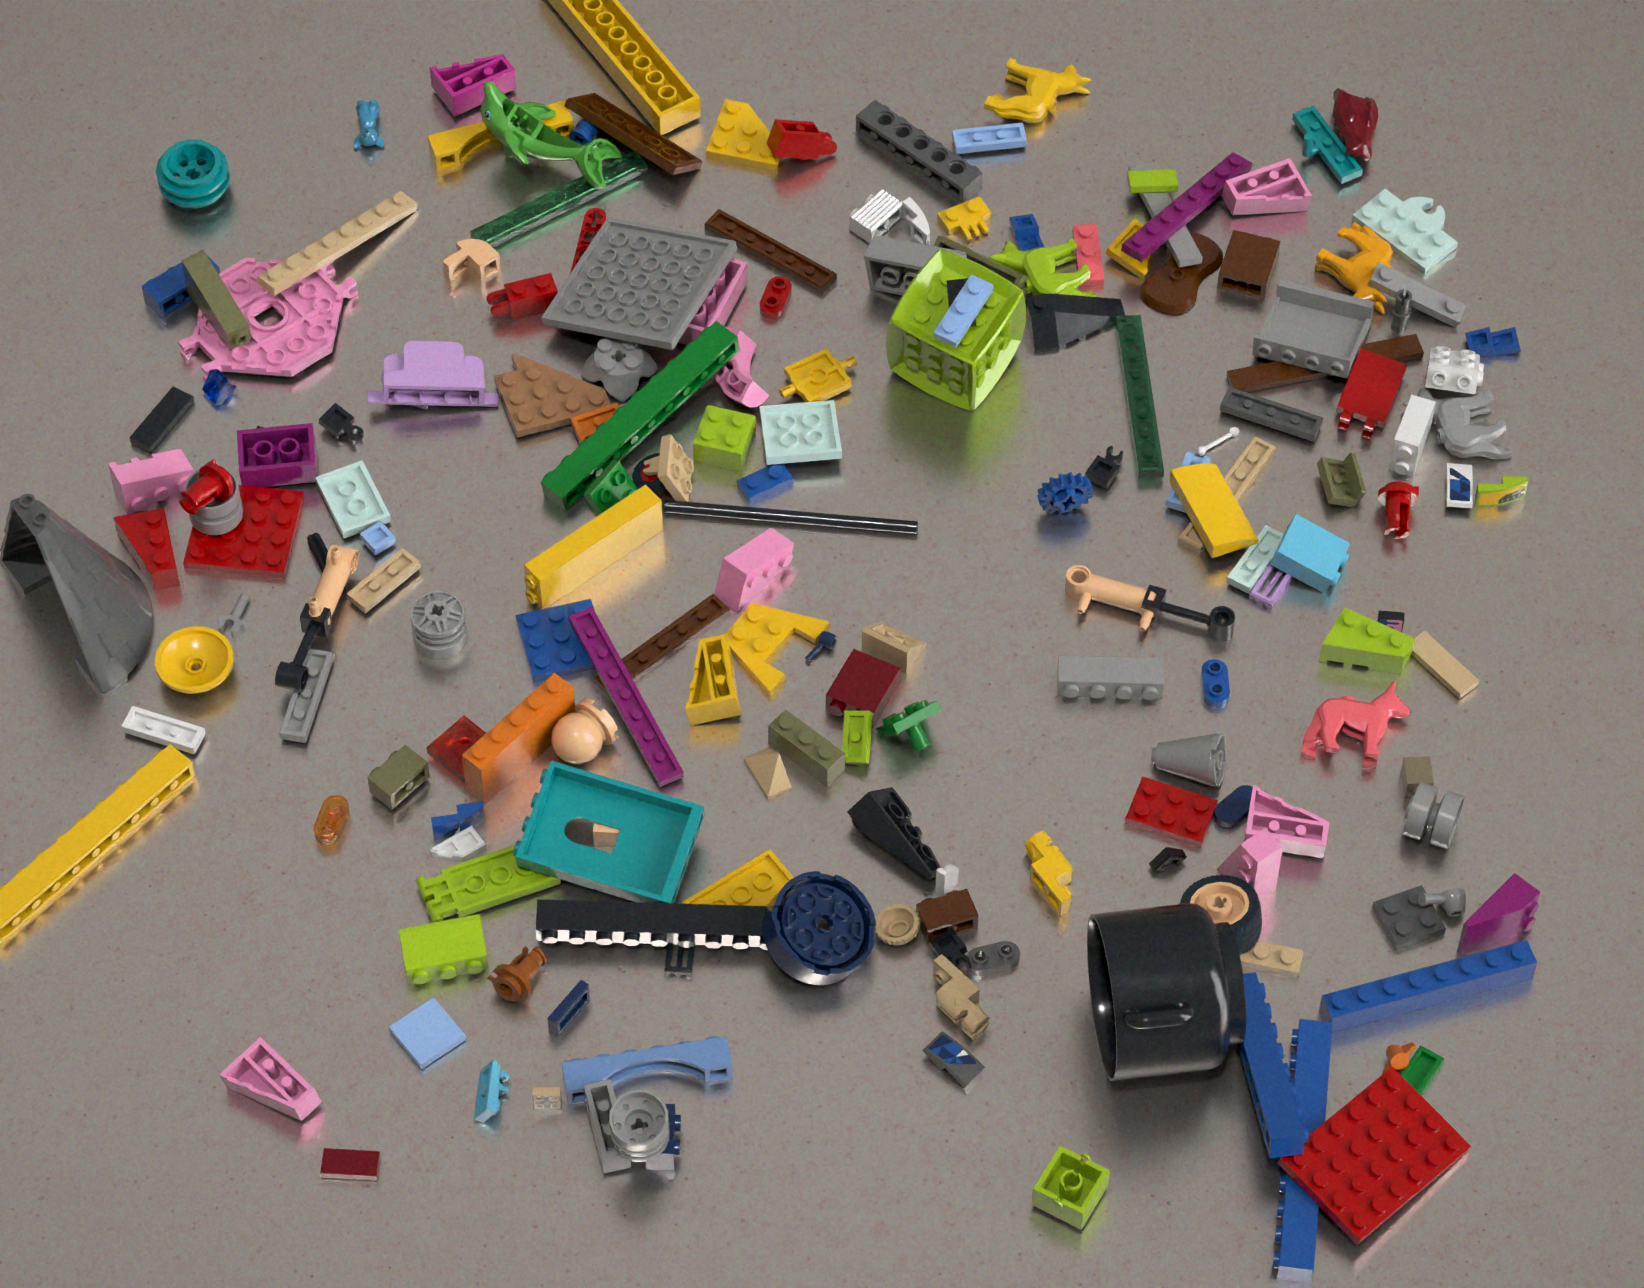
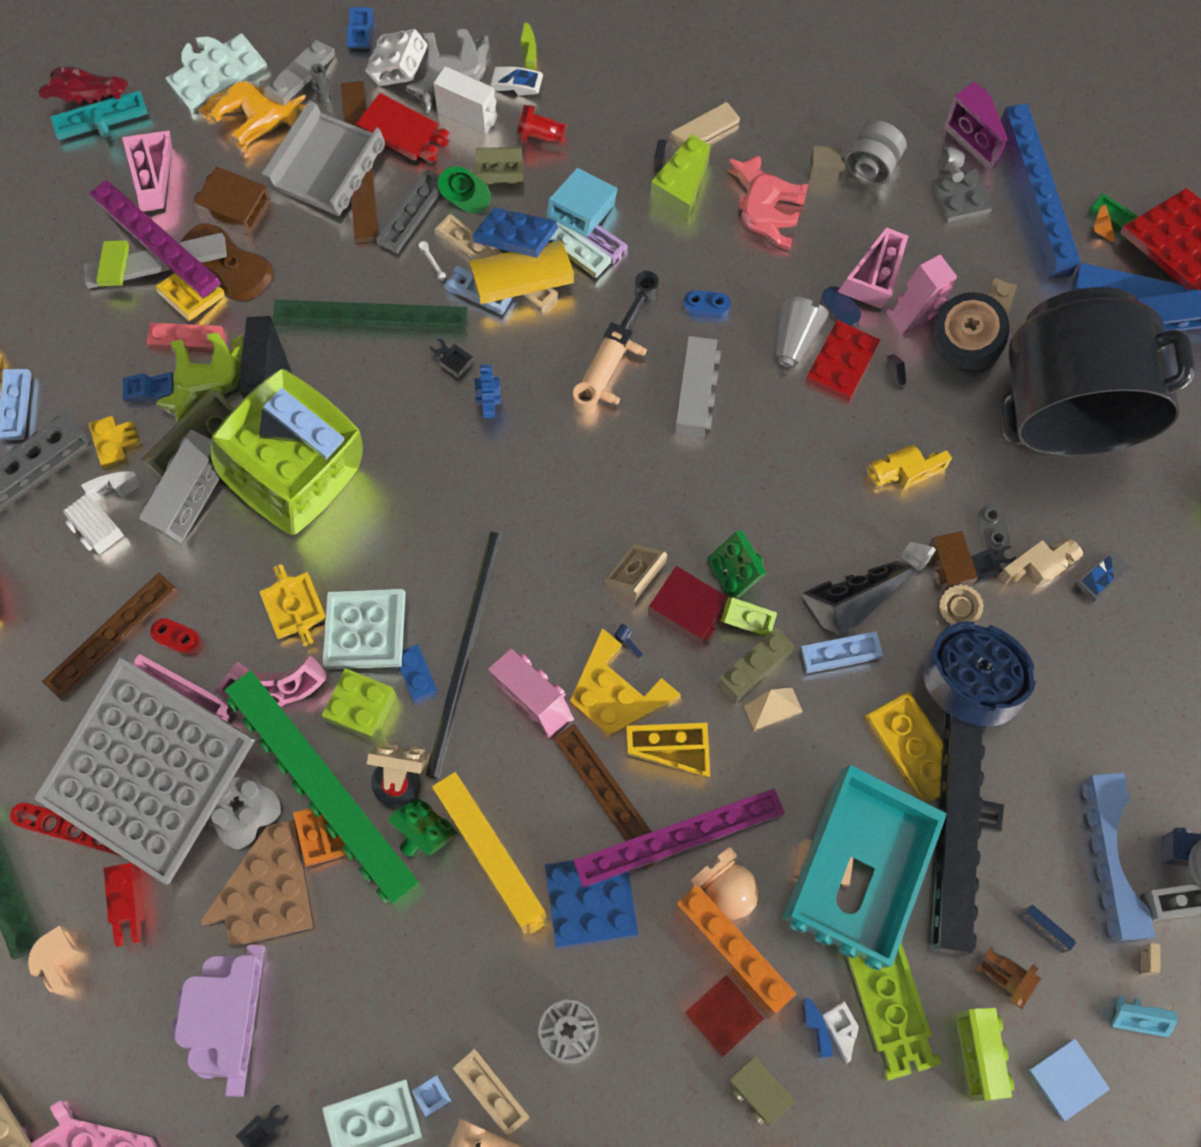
camera: 85 degrees left, 15 degrees up
(833, 823) = (841, 652): none -> light blue plate
(1259, 499) = (515, 232): none -> blue plate
(1306, 450) = (464, 189): none -> green piece

